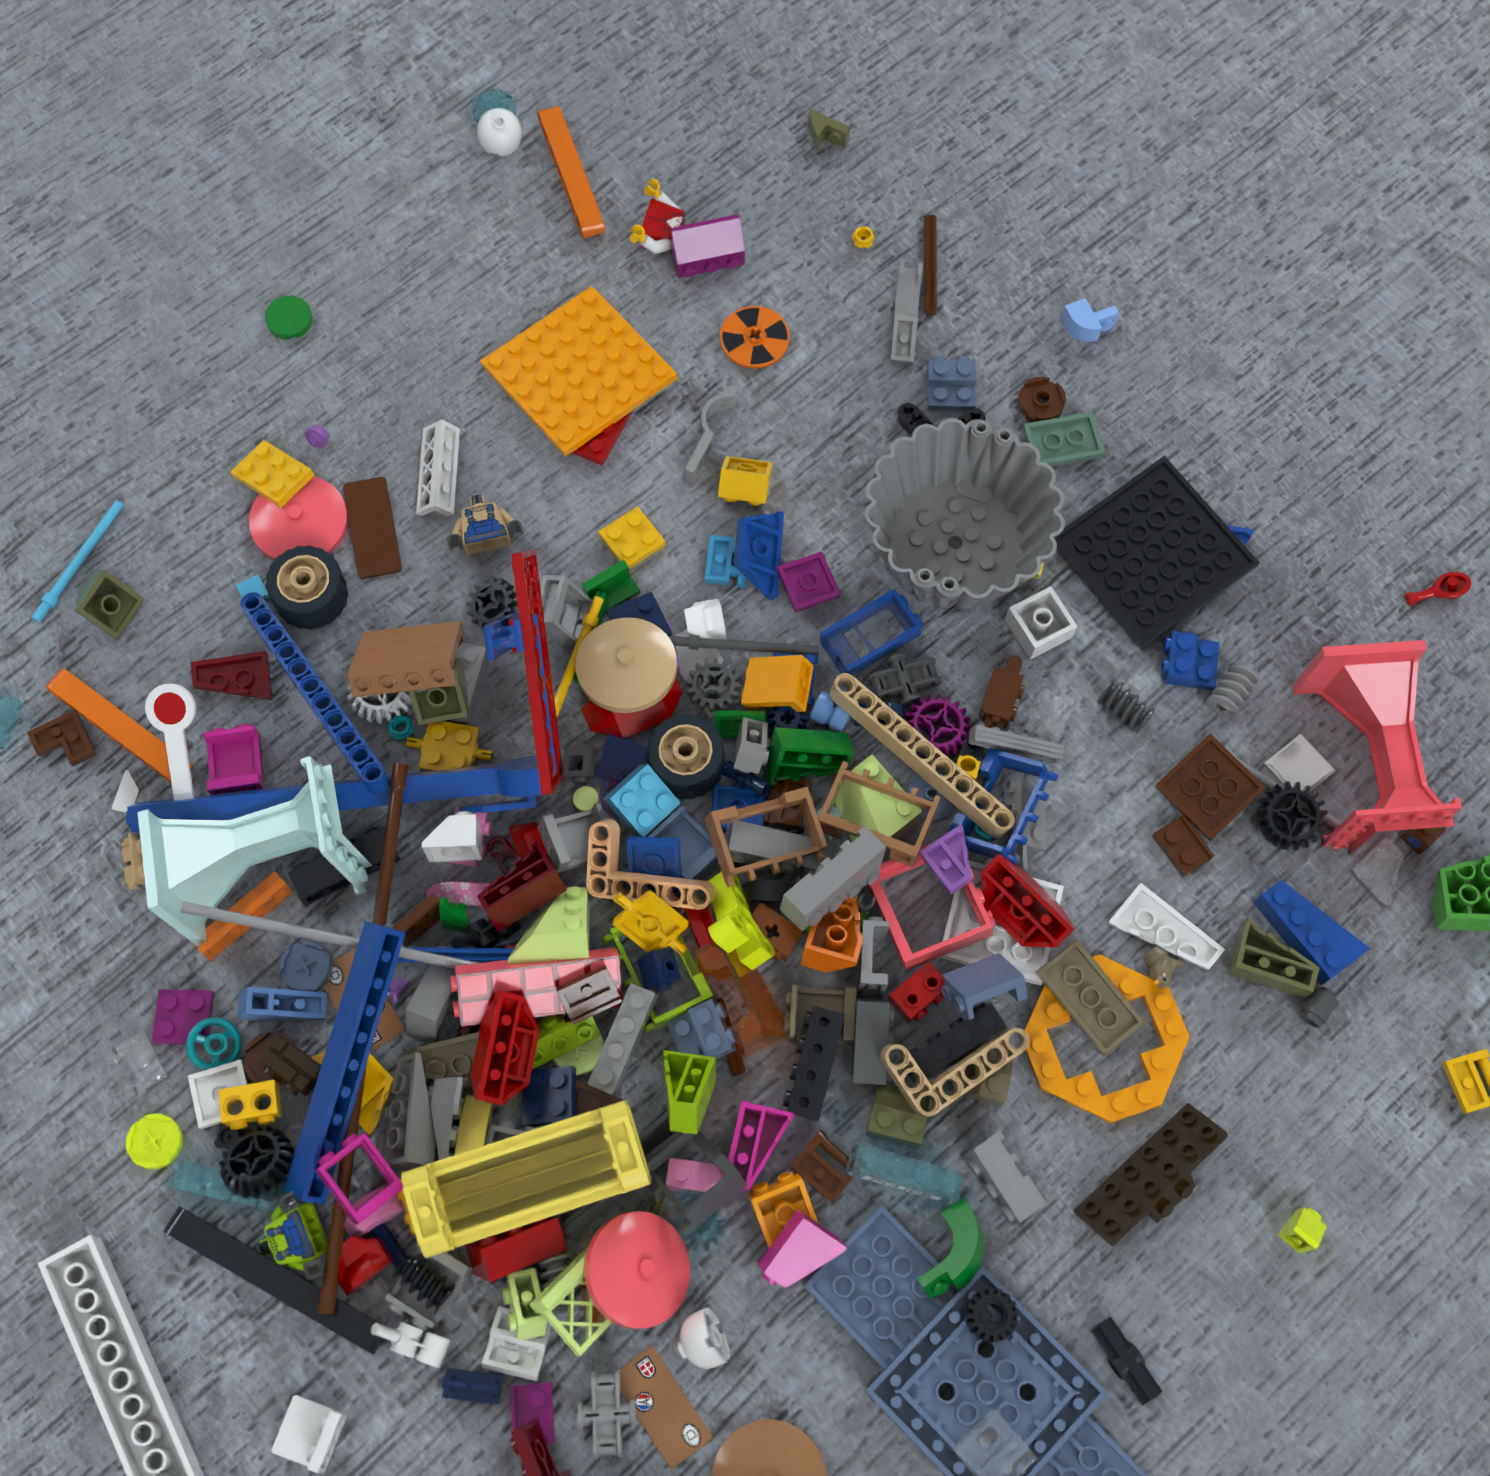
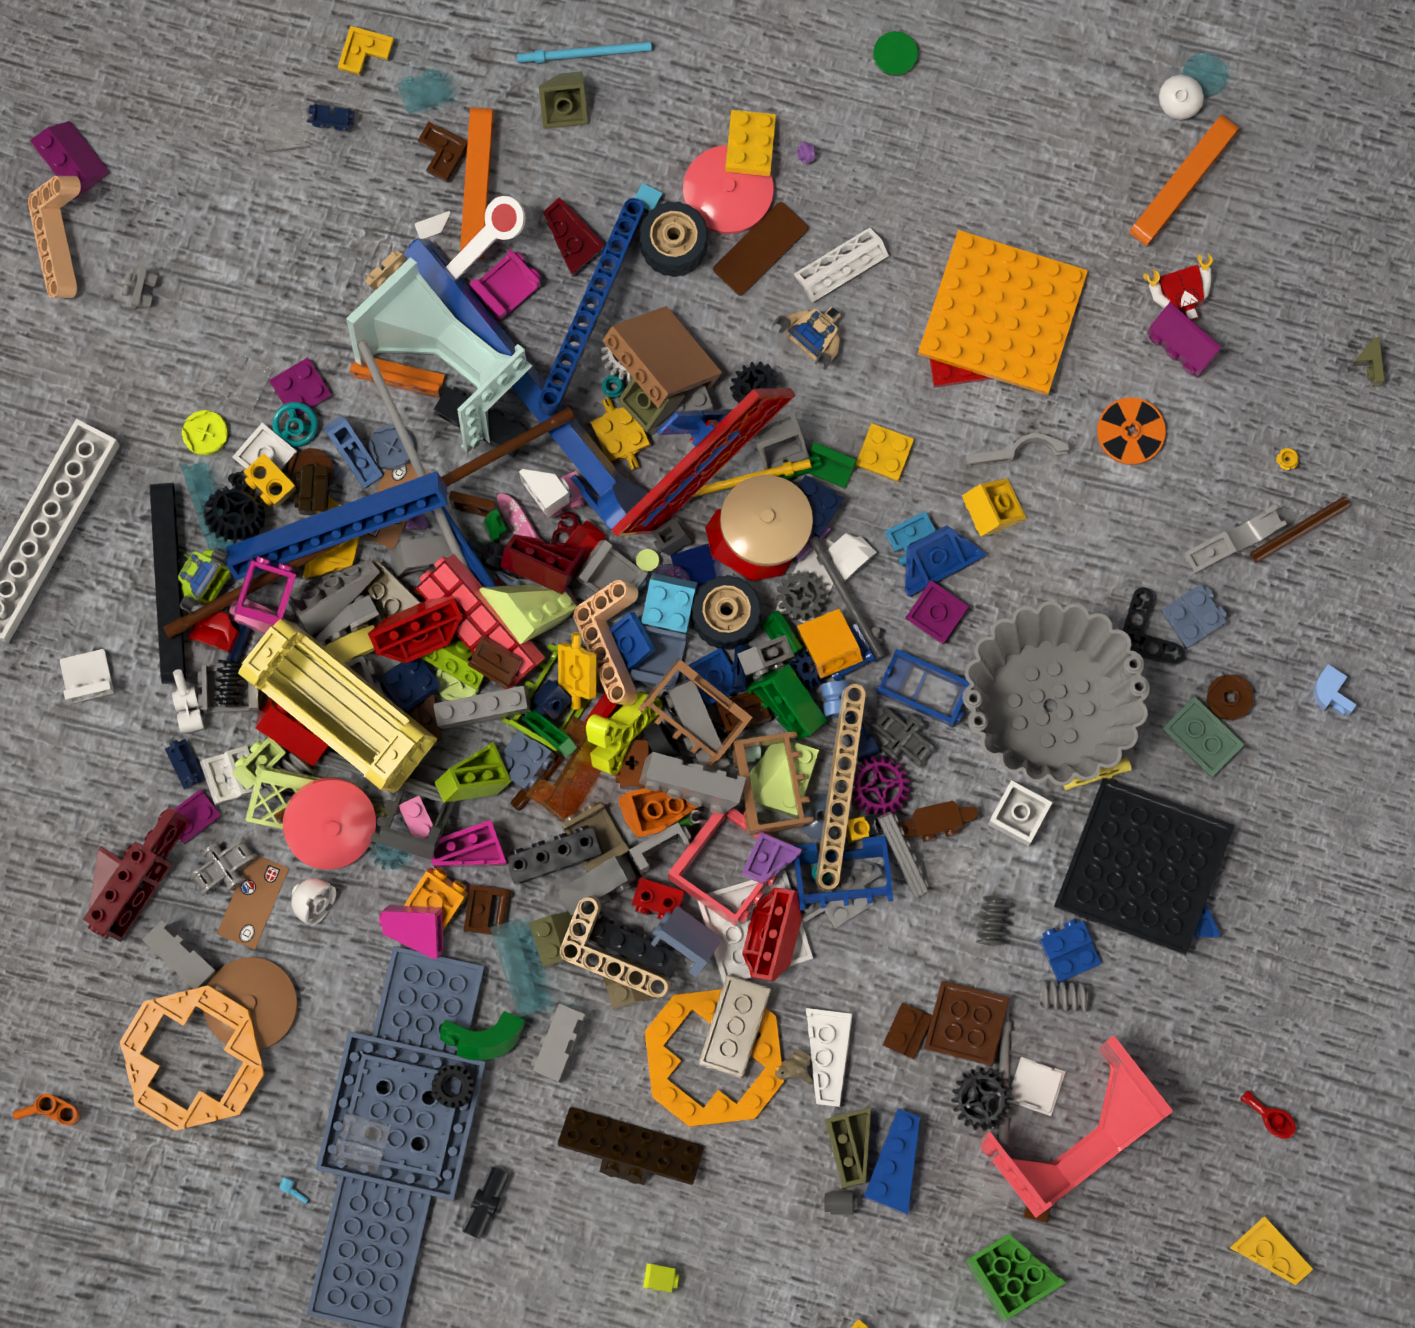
camera: 60 degrees right, 10 degrees up
(694, 987) = (550, 733): none -> green piece

